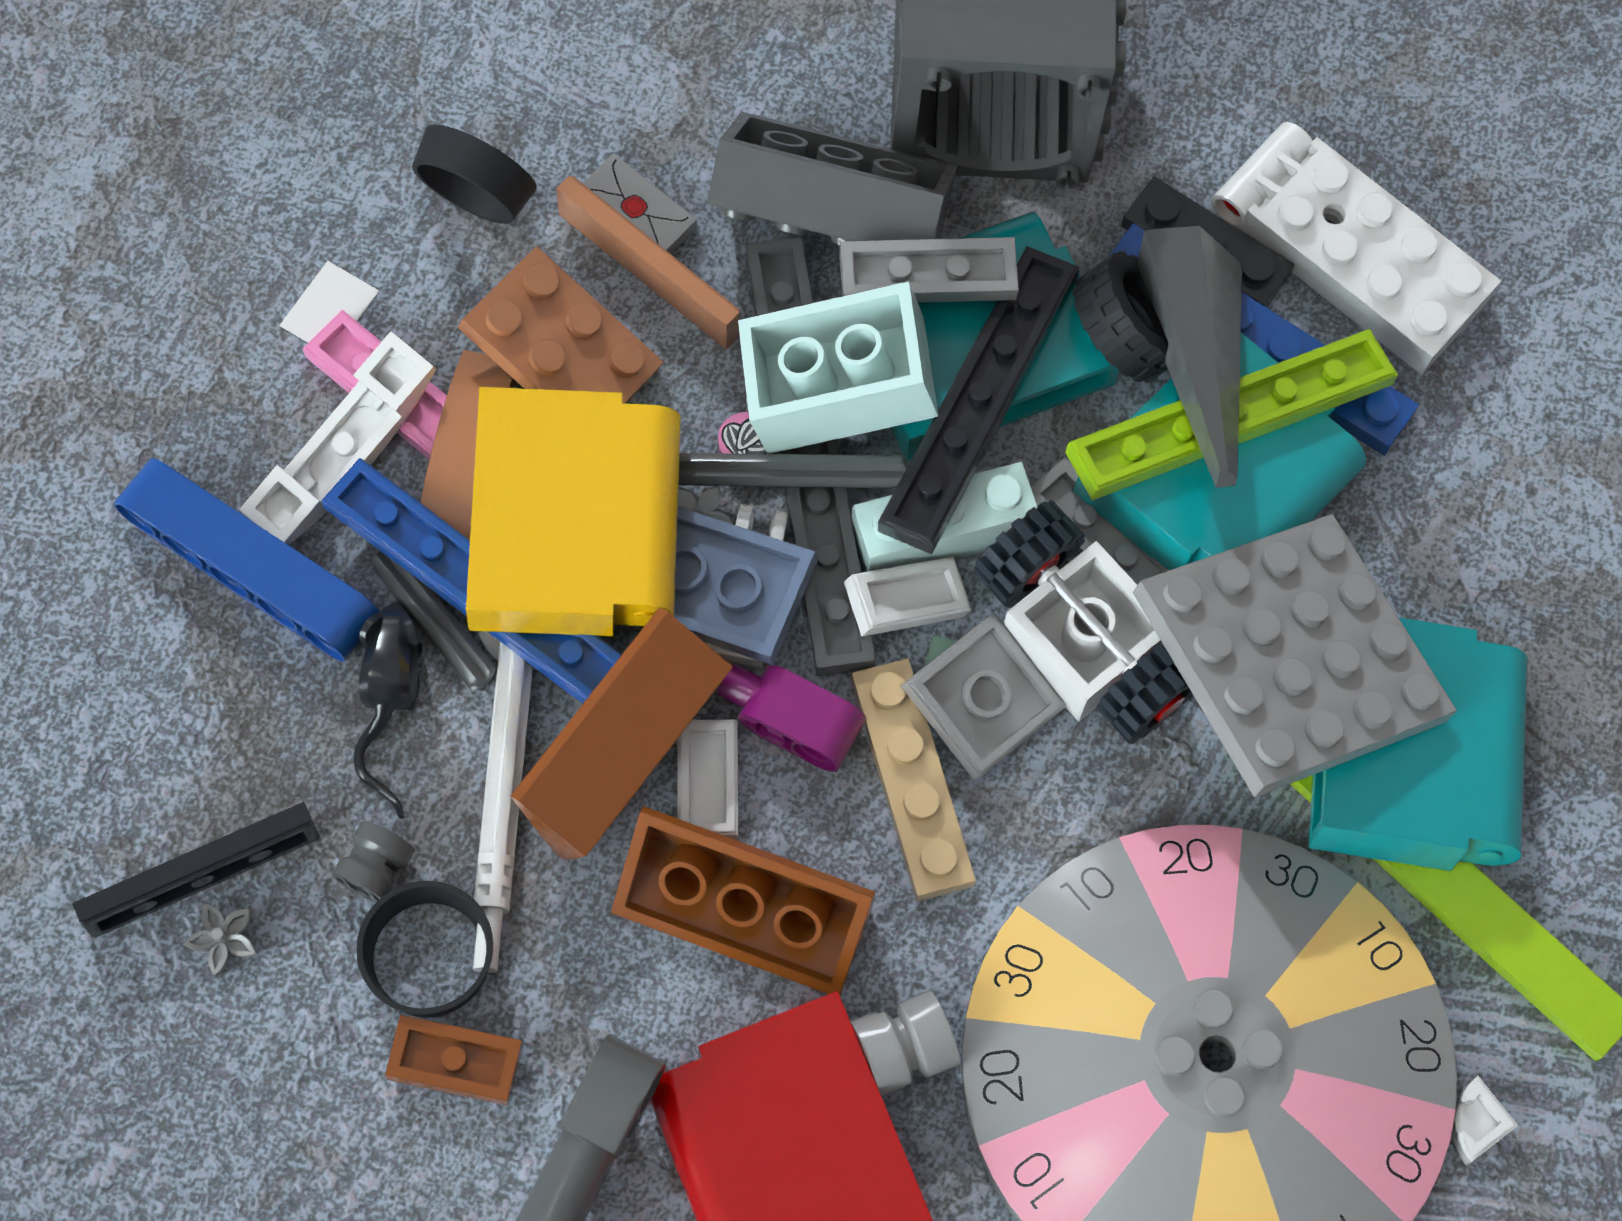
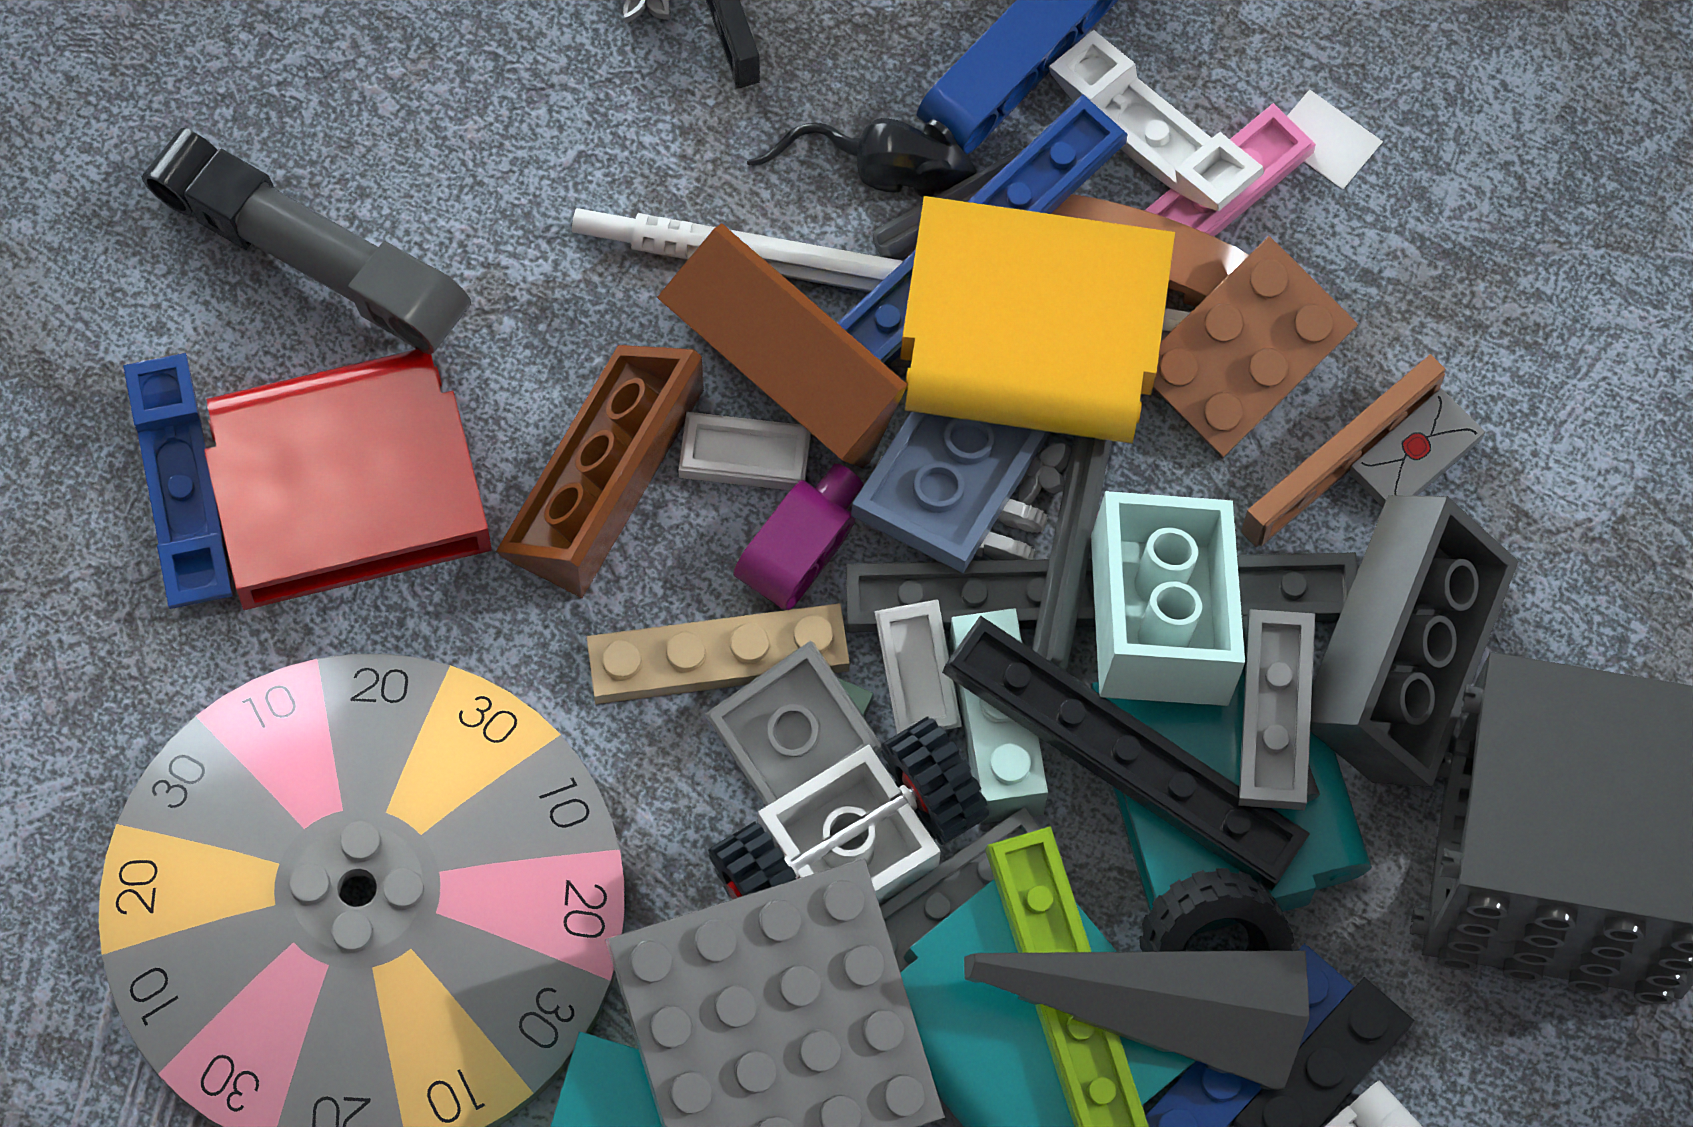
camera: 100 degrees right, 0 degrees up
(373, 861) = (696, 123): dark grey wheel -> none
(401, 899) = (591, 113): black tyre -> none
(454, 1060) = (486, 182): dark orange plate -> none
(472, 174) = (1451, 269): black tyre -> none
(911, 1041) = (429, 594): light grey wheel -> none

